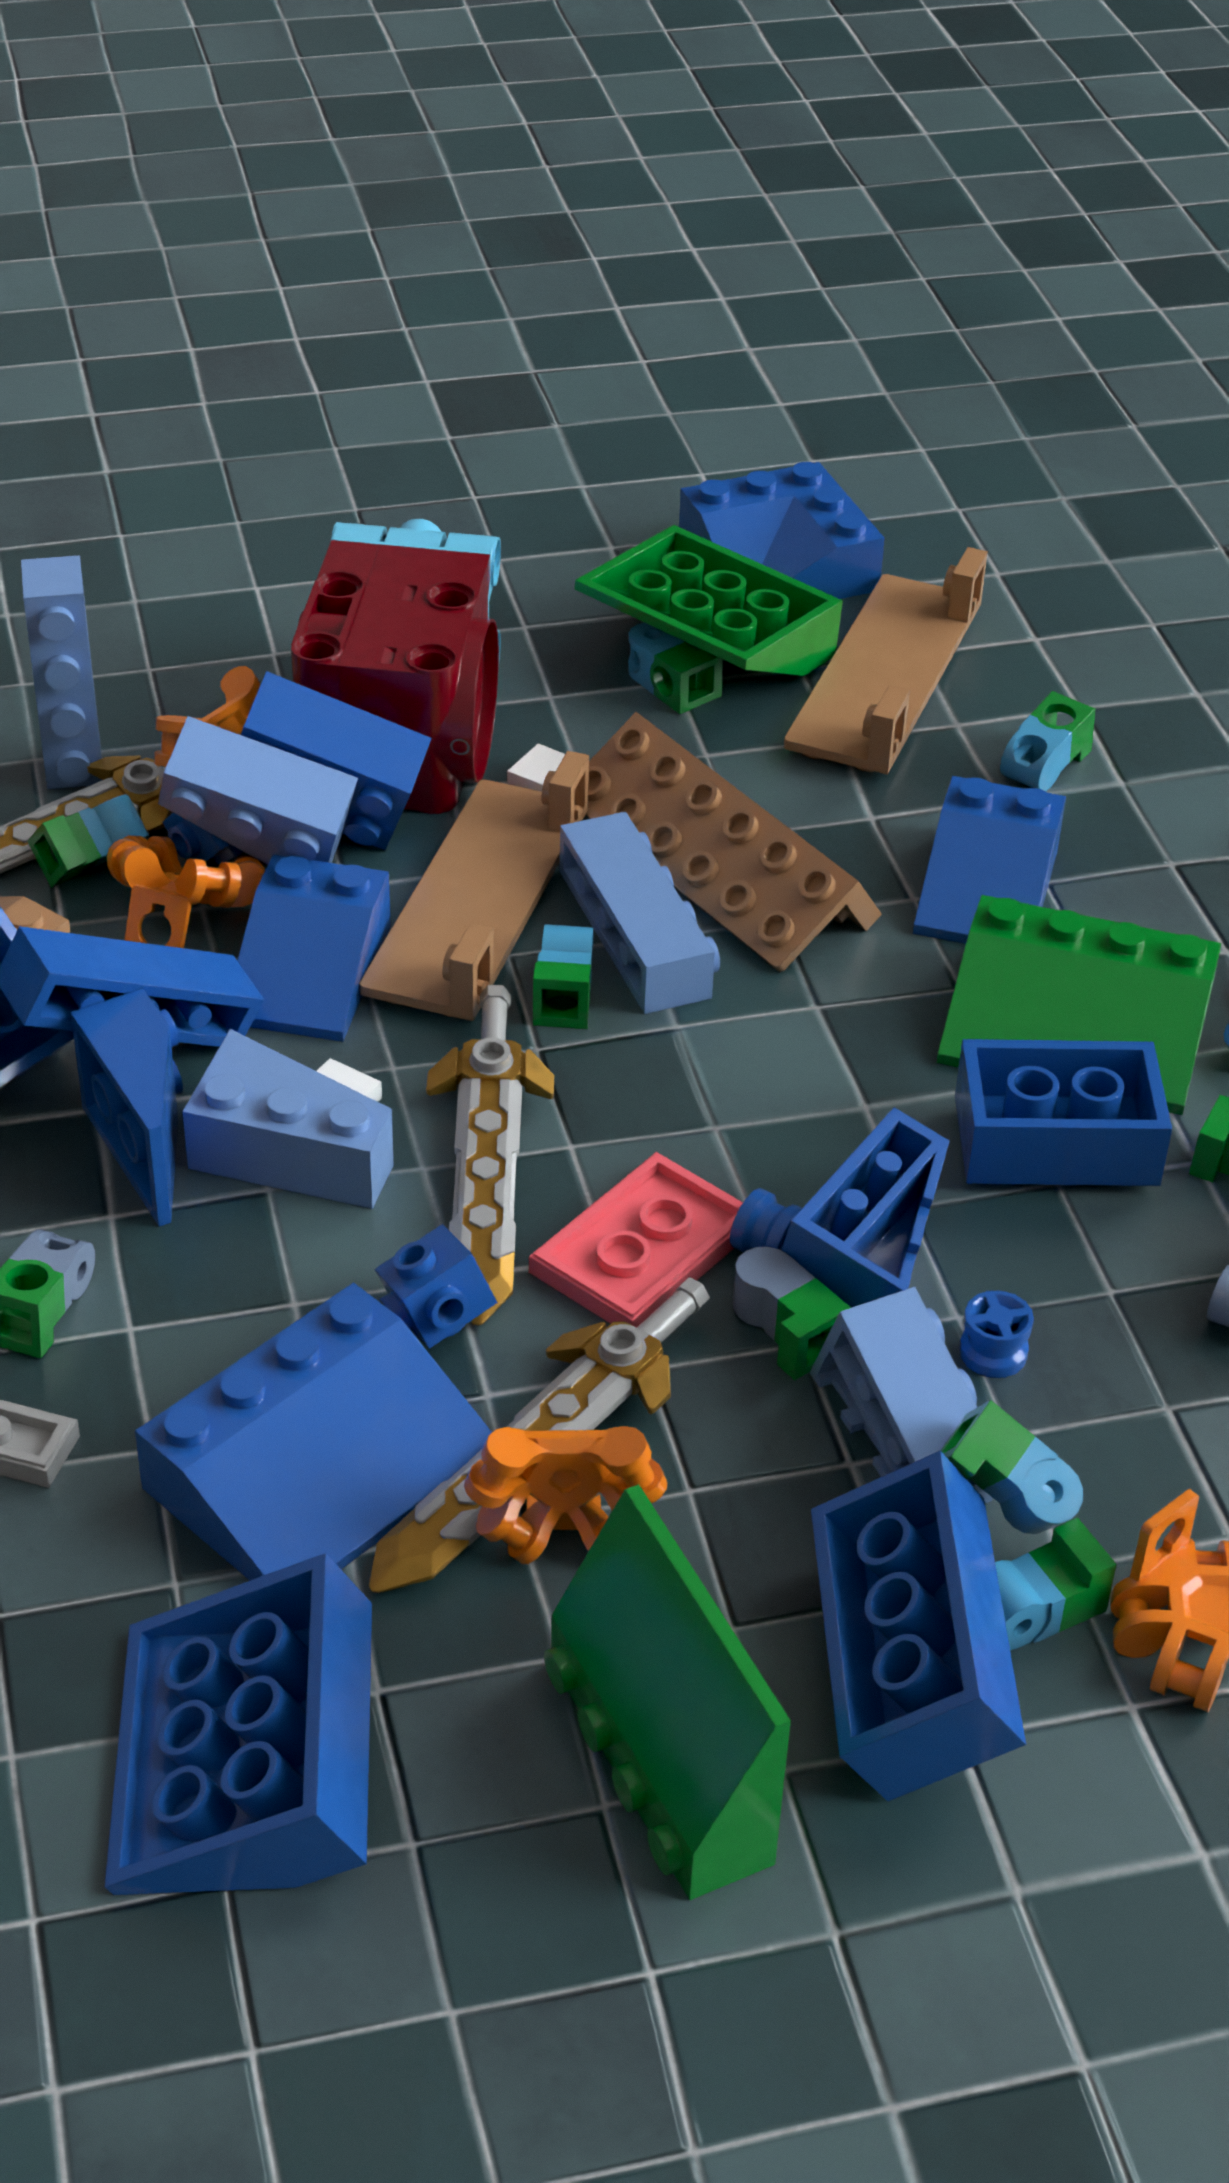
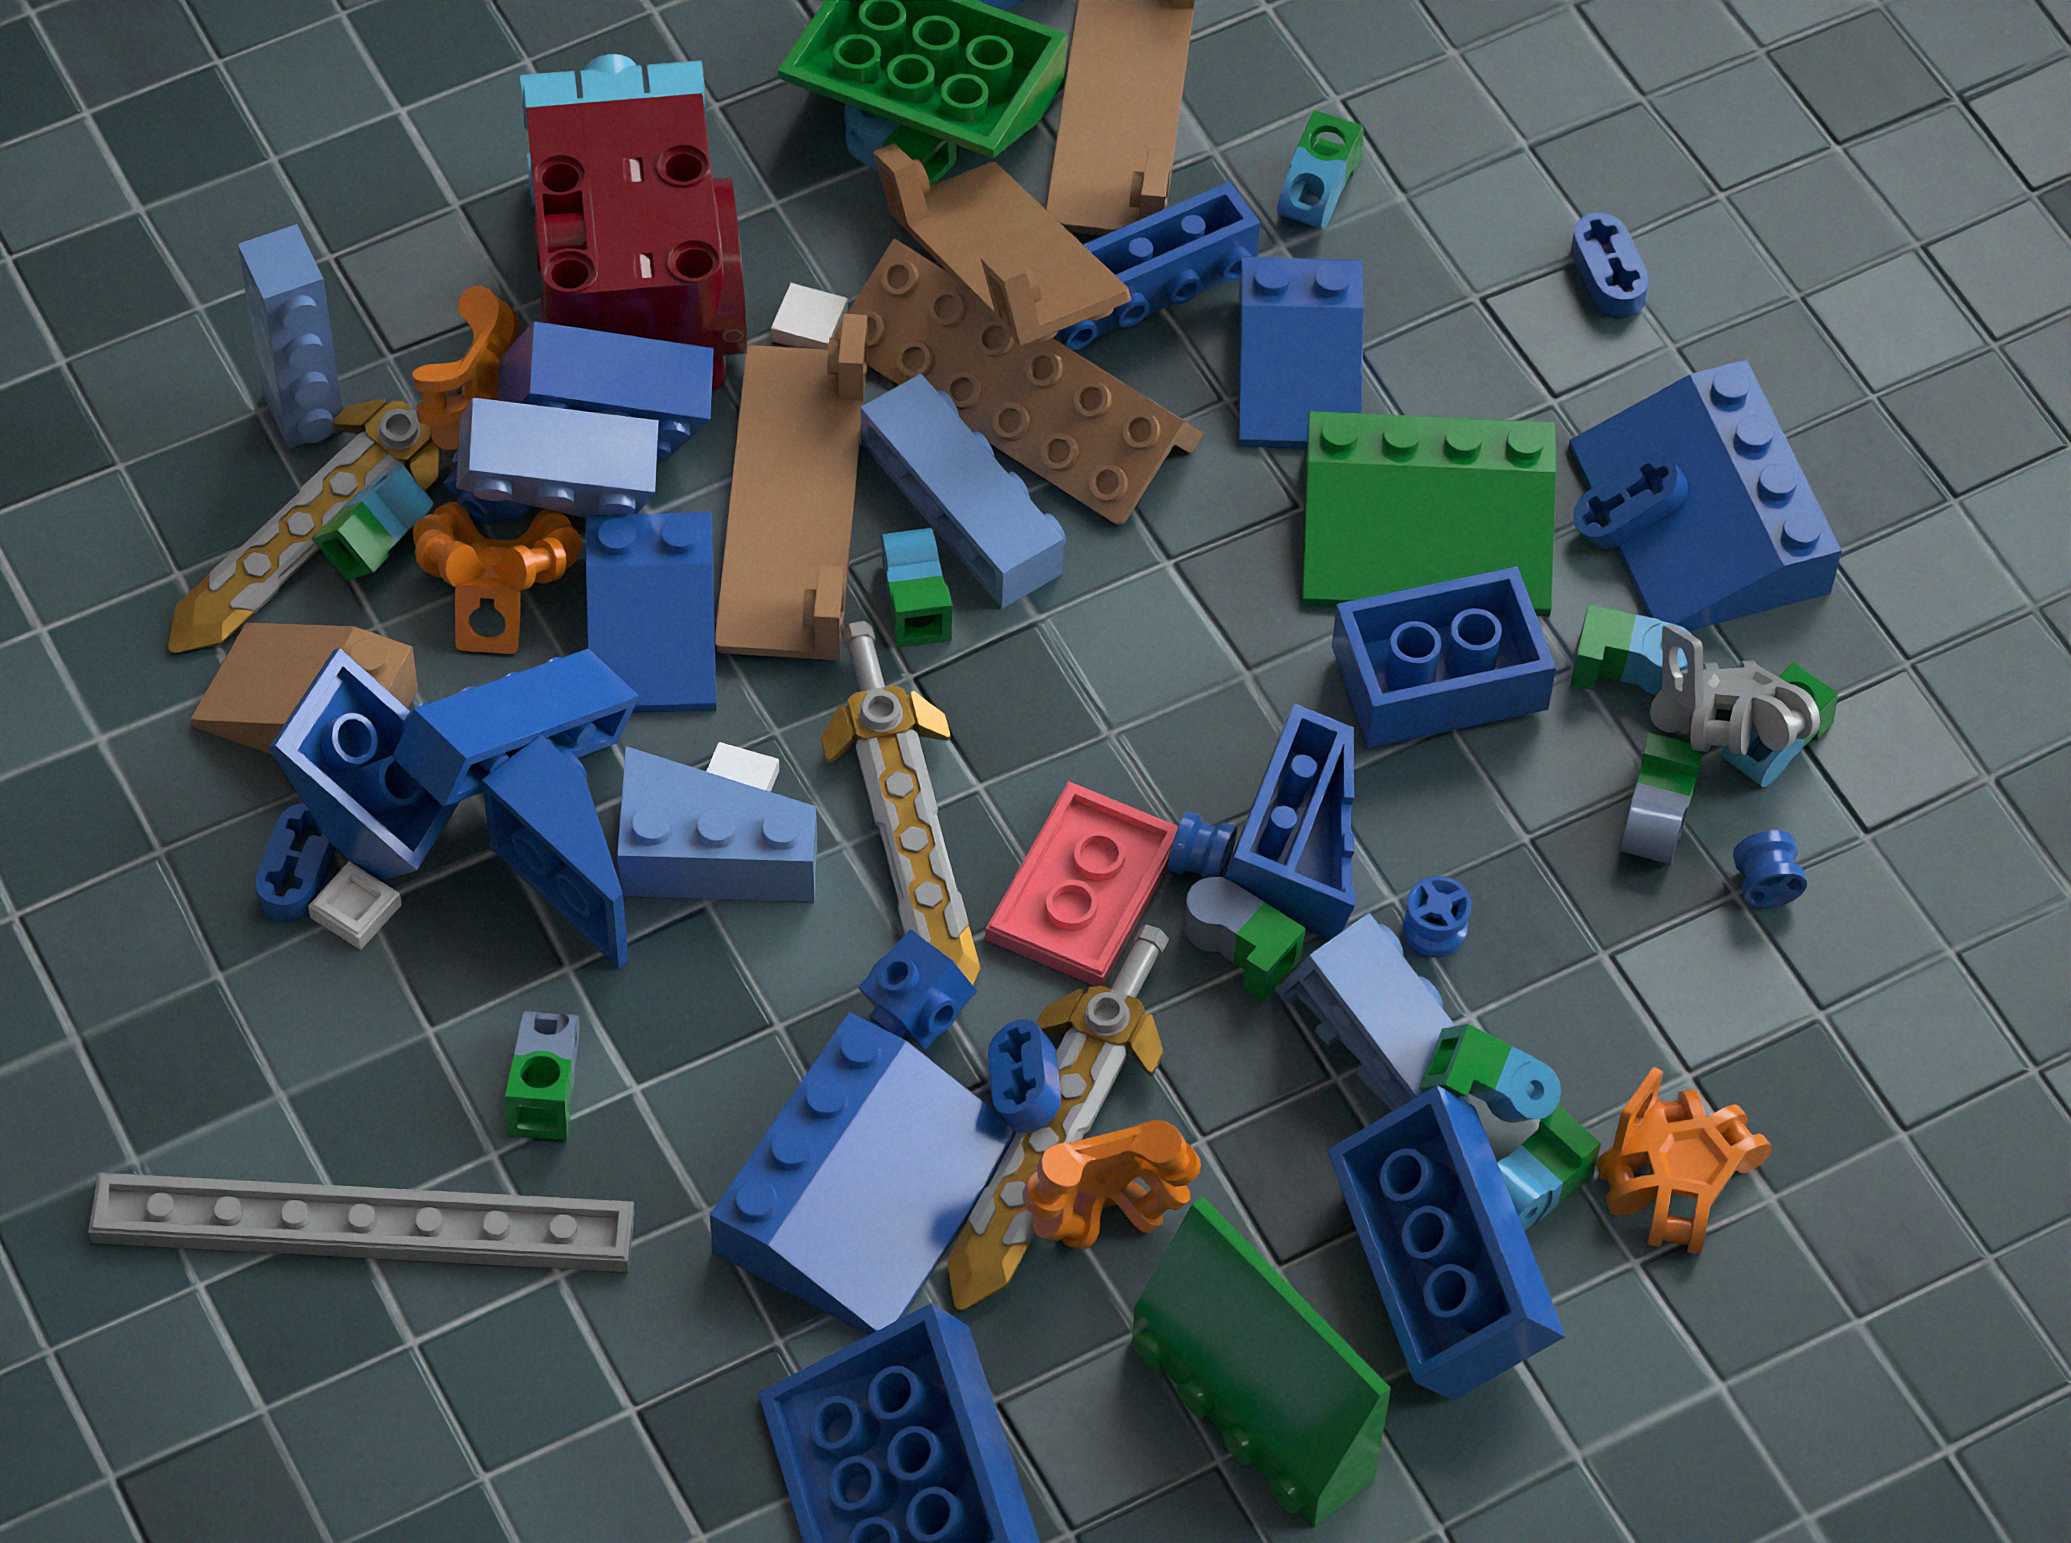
camera: 15 degrees left, 15 degrees up
(517, 1384) = (1011, 1078): none -> blue beam
(723, 729) = (1000, 247): none -> medium nougat bracket
(857, 774) = (1171, 257): none -> blue brick

